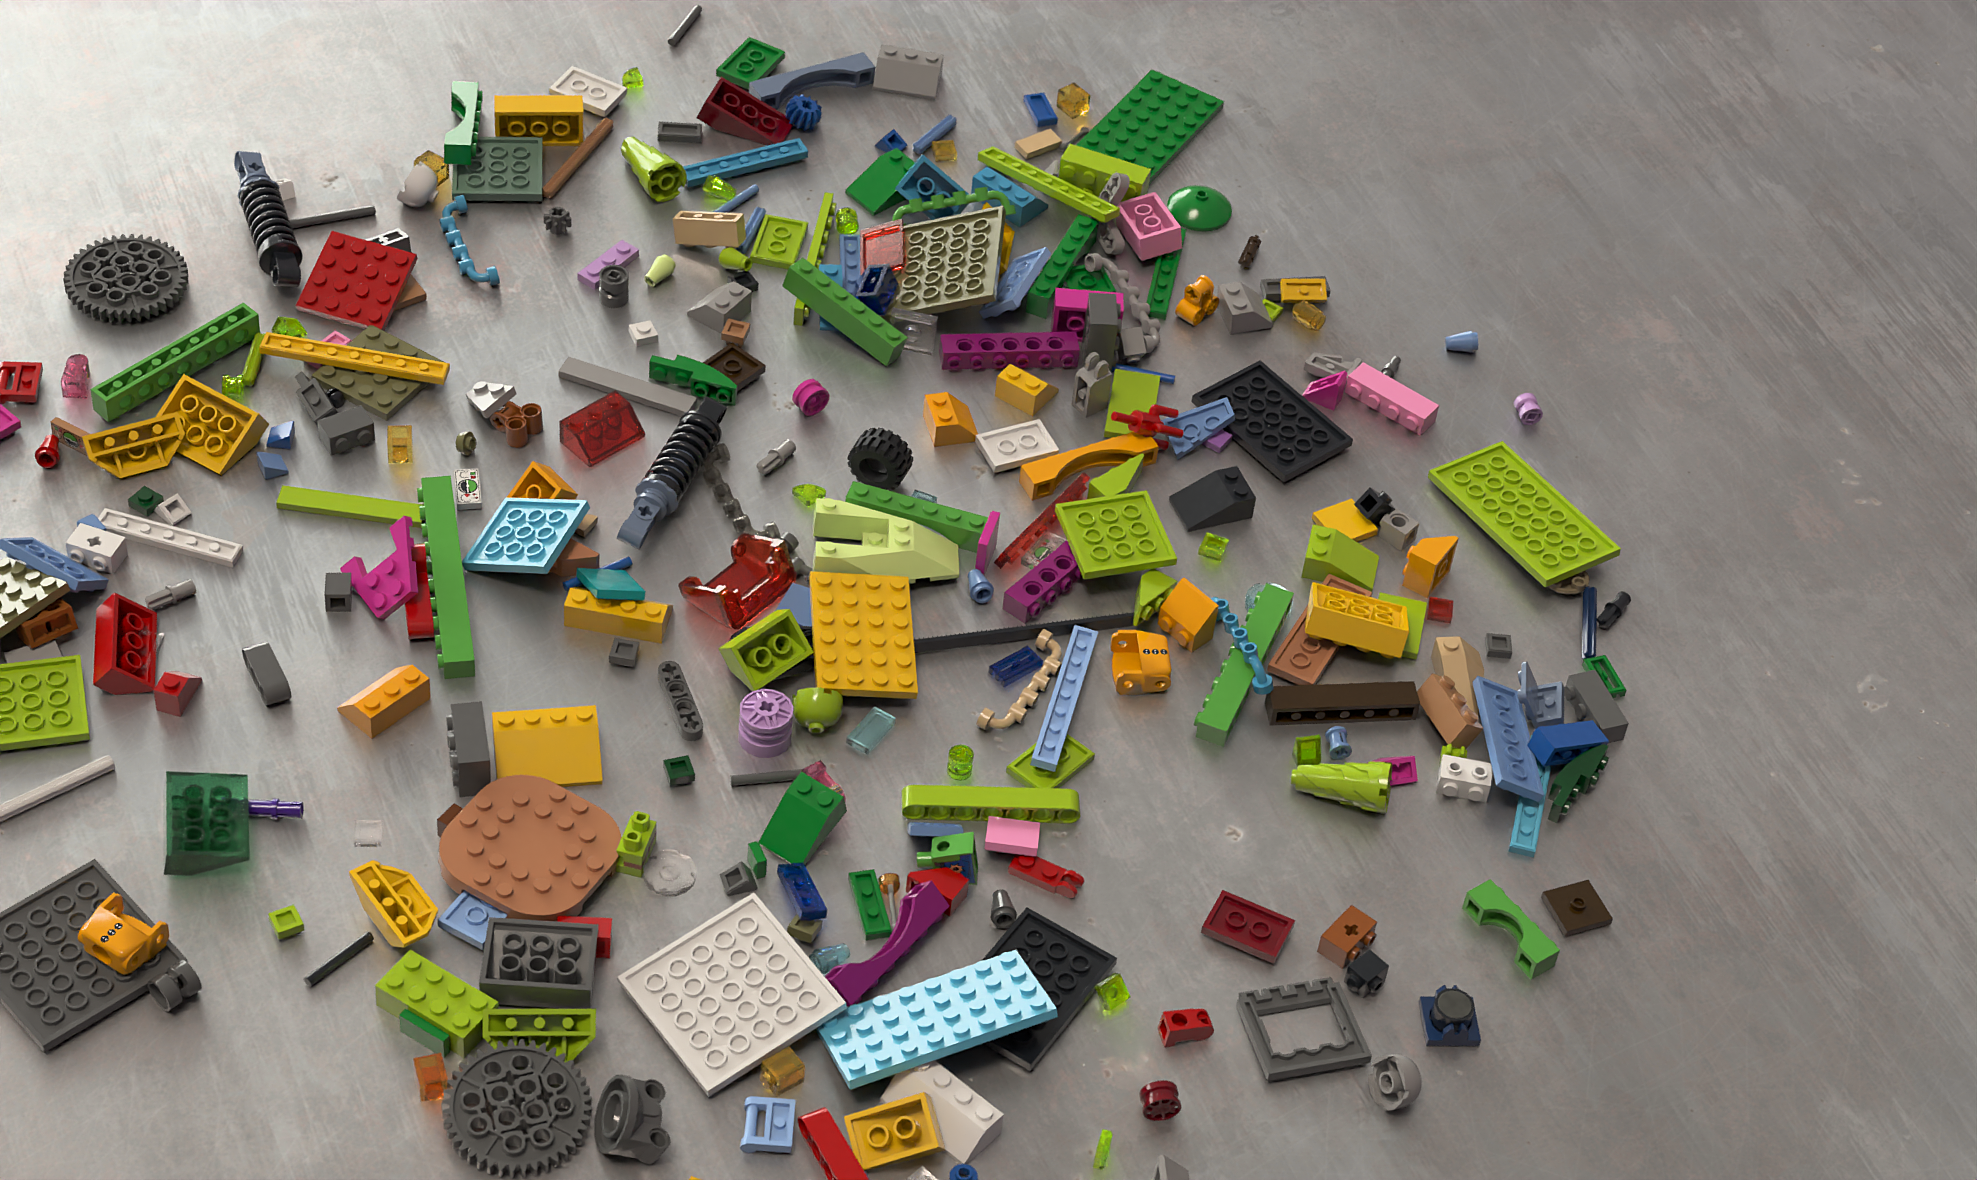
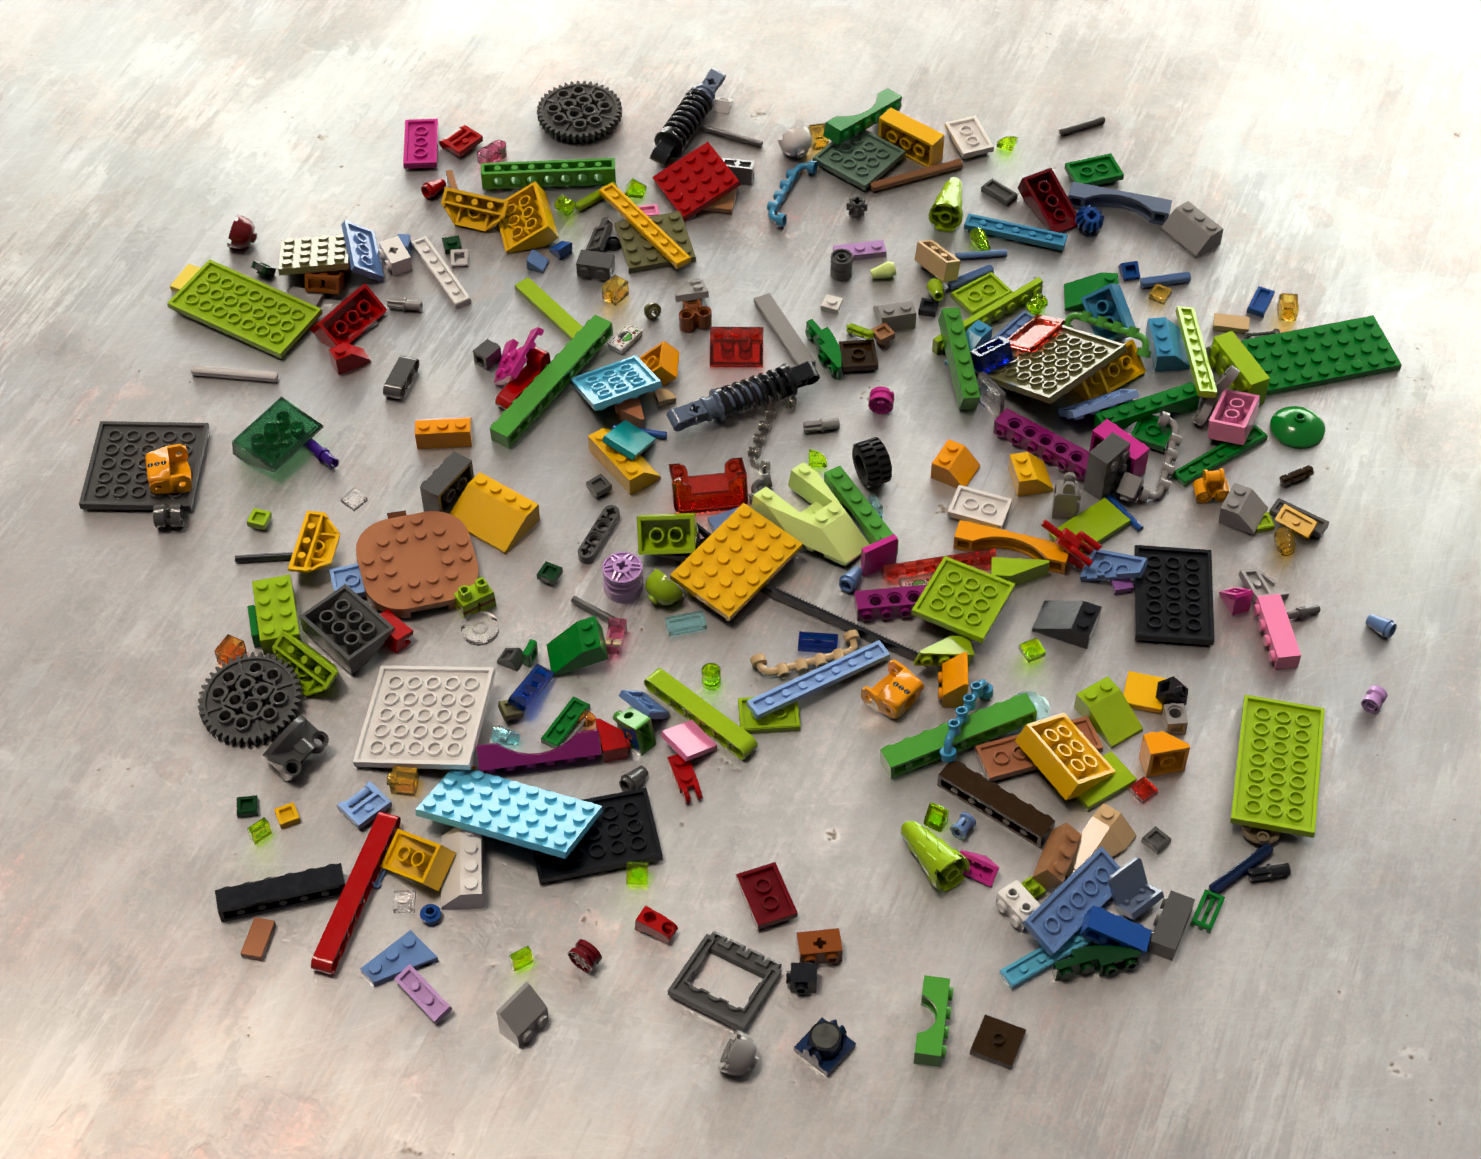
camera: 50 degrees right, 5 degrees up
(709, 342) = (860, 331): none -> lime axle

